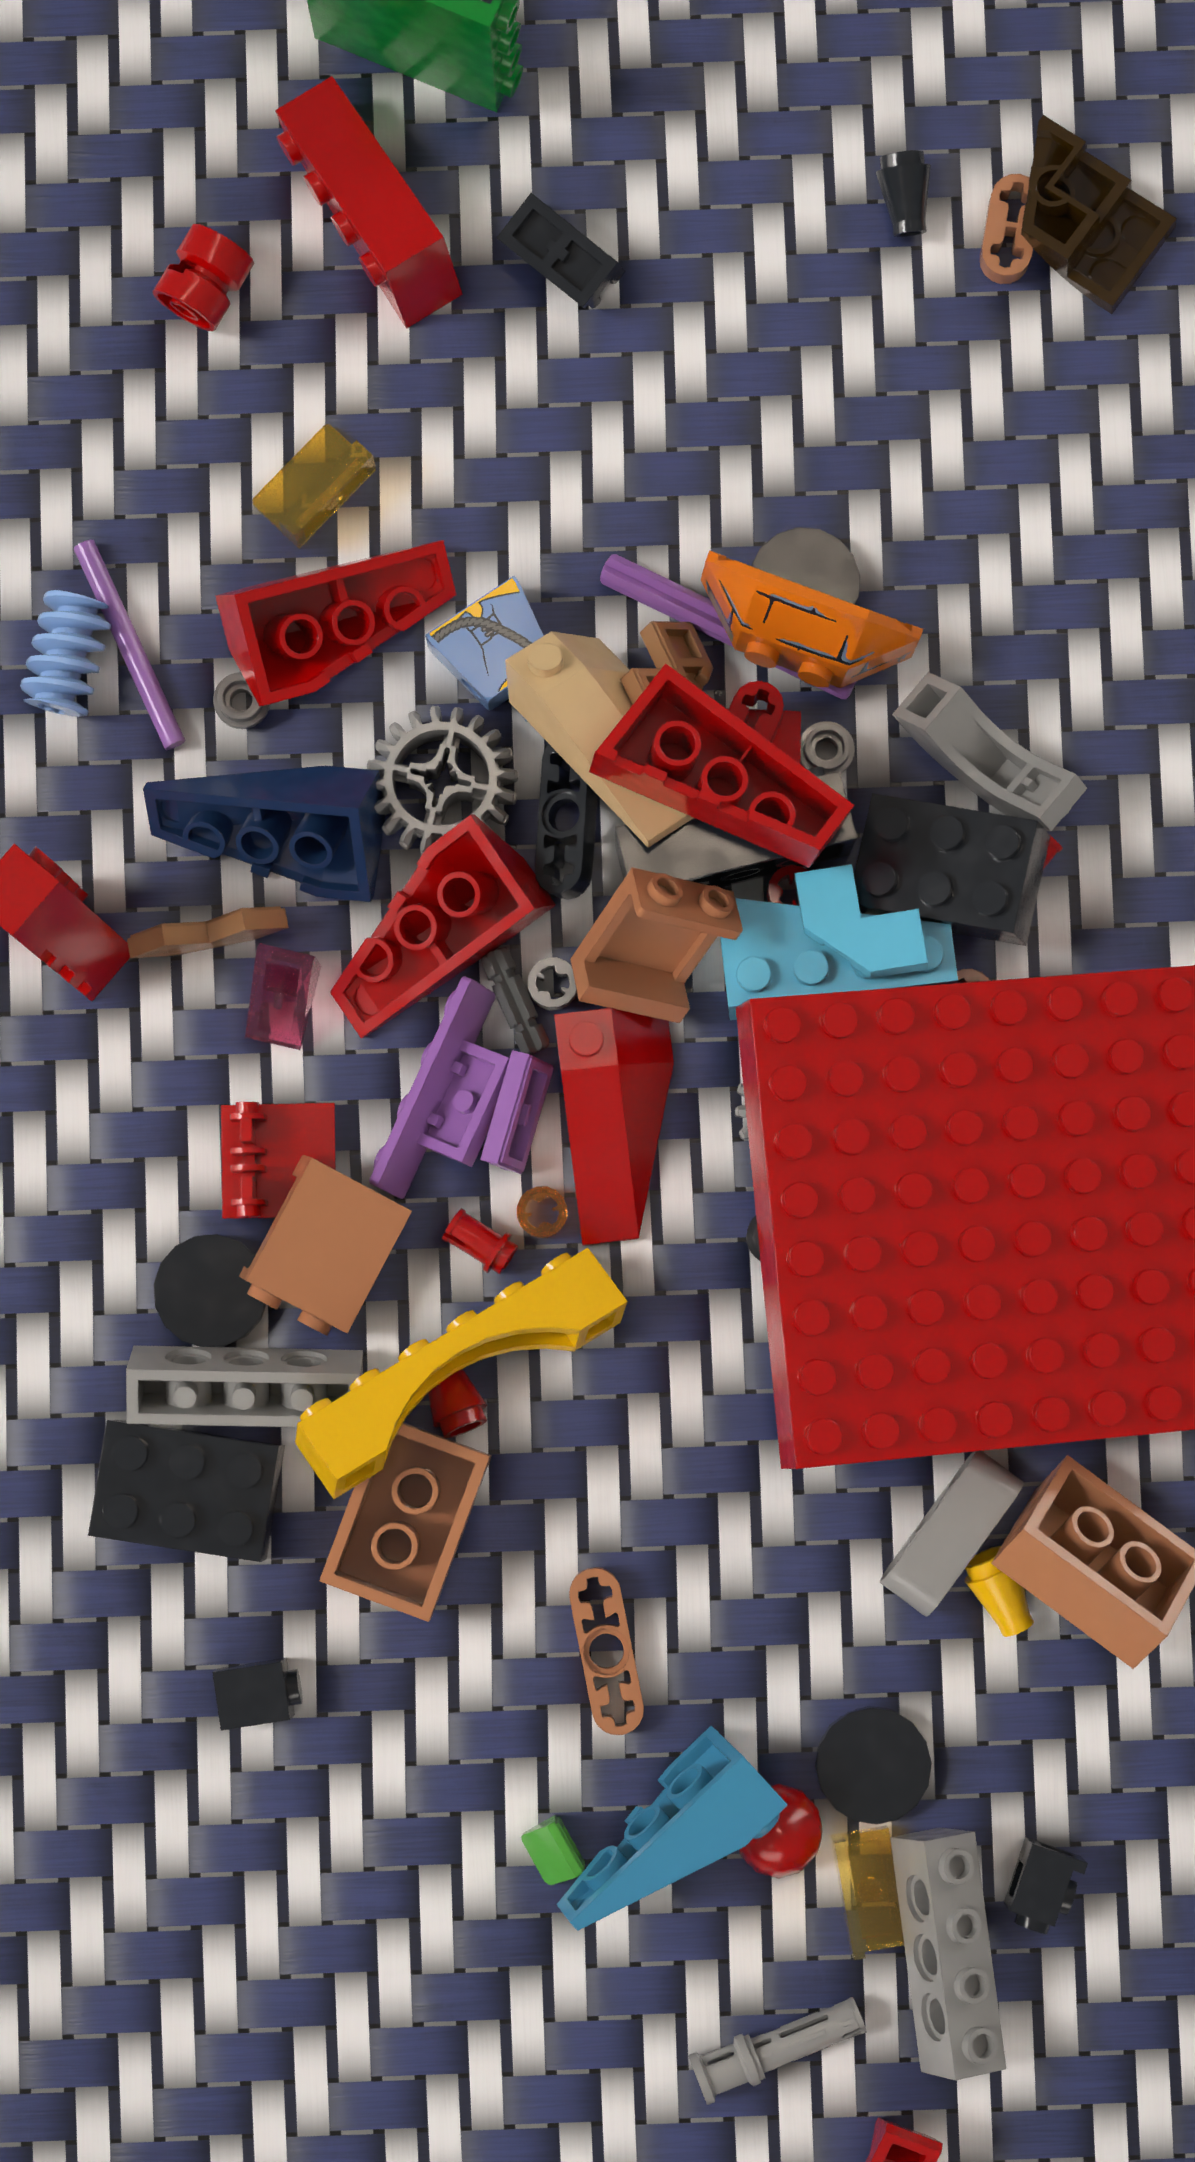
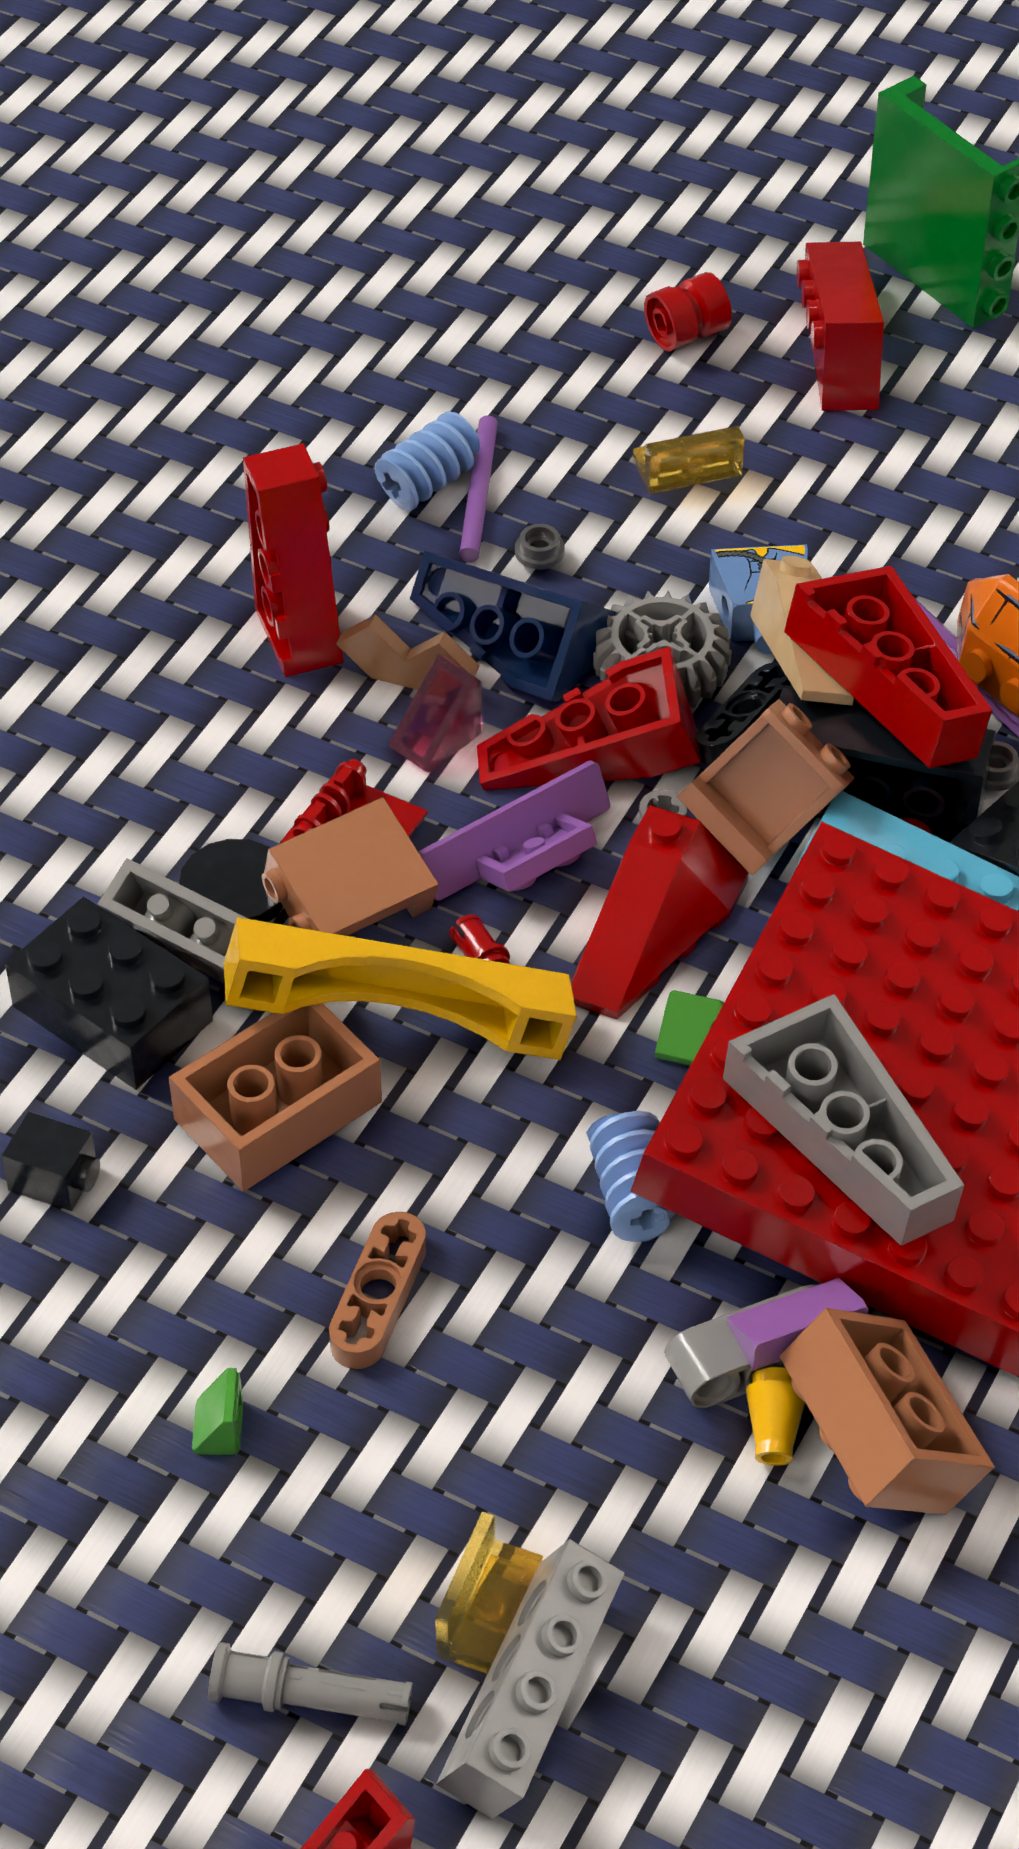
camera: 30 degrees right, 35 degrees down
(315, 624) = (637, 516): red wedge -> none
(457, 1405) = (383, 1035): red cone -> none
(515, 1001) = (622, 811): dark grey axle -> none
(517, 1112) = (572, 865): medium lavender tile -> none
(538, 1195) = (551, 943): clear orange bush -> none
(560, 252) = (973, 398): black hinge -> none
(705, 1812) = (363, 1419): dark azure wedge -> none
(716, 1228) = (685, 1026): none -> bright green slope
(749, 1412) = (617, 1148): none -> light blue piece
(791, 1841) = (435, 1510): red hair -> none
(872, 944) = (934, 826): medium azure tile -> none
(873, 1765) = (562, 1496): black tile -> none
(941, 1343) = (847, 1116): none -> light grey wedge
(985, 1514) = (772, 1327): none -> medium lavender slope
(1042, 1885) = (665, 1676): black brick -> none

